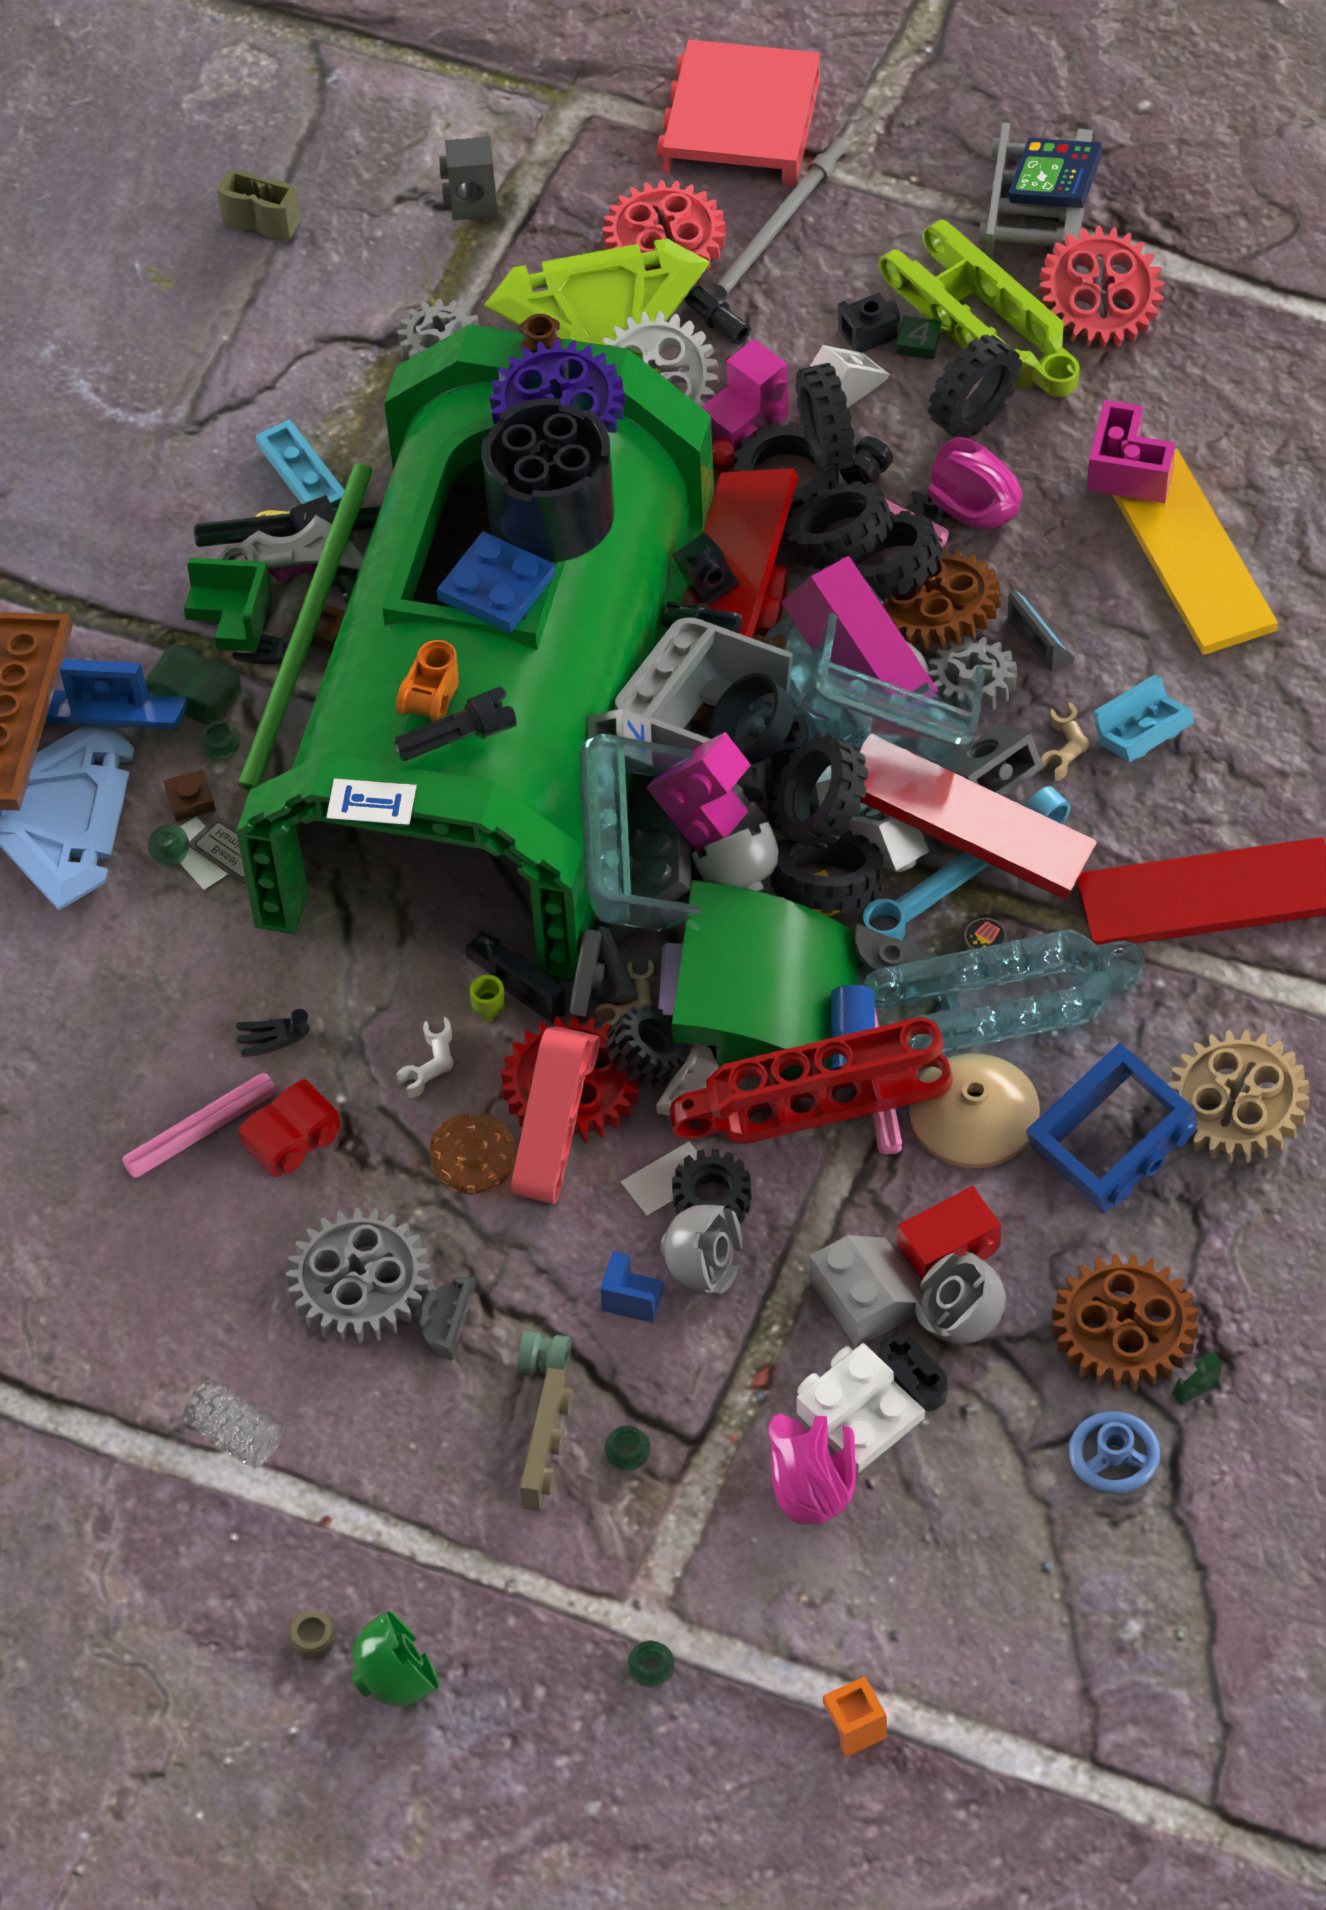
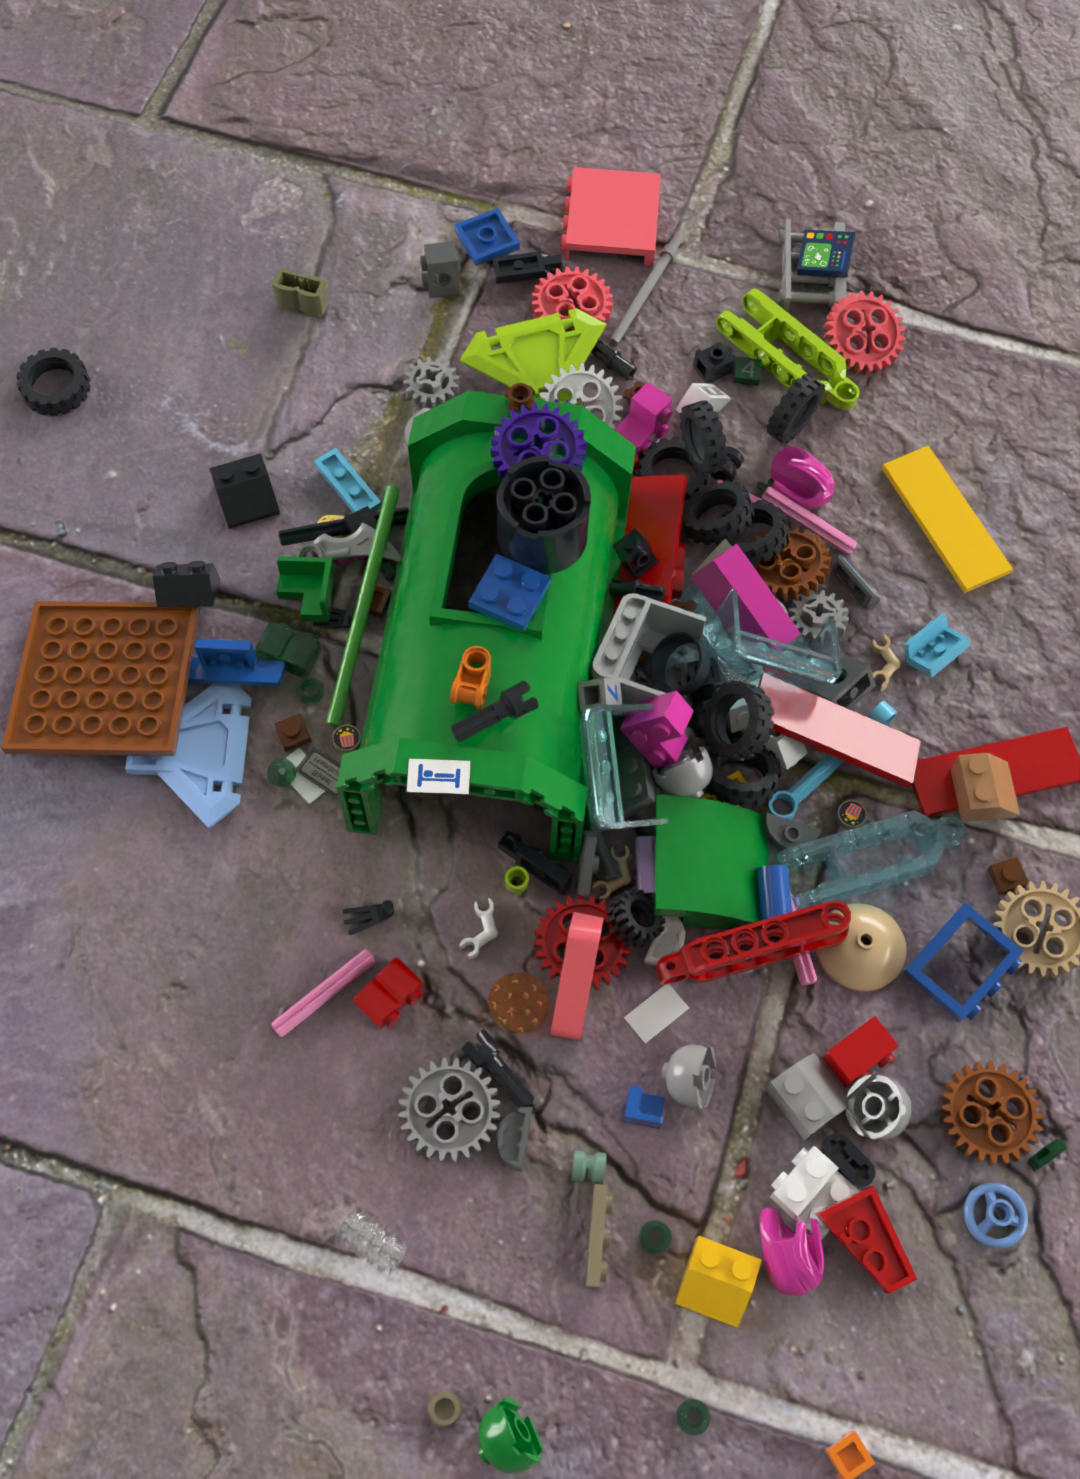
camera: 10 degrees left, 10 degrees up
(55, 586) = (185, 584): none -> black slope
(151, 472) = (244, 490): none -> black slope
(420, 1212) = (488, 1057): none -> black piece
(547, 135) = (487, 236): none -> blue plate
(600, 179) = (525, 266): none -> black hinge
(706, 1501) = (718, 1281): none -> yellow slope
(712, 1170) = (690, 1007): black tyre -> none
(925, 1460) = (870, 1238): none -> red wing
(980, 544) = (810, 521): none -> bright pink axle
(1126, 462) = (900, 458): dark pink brick -> none
(1182, 906) = (983, 788): none -> medium nougat slope
(1201, 1022) = (1008, 875): none -> reddish brown plate

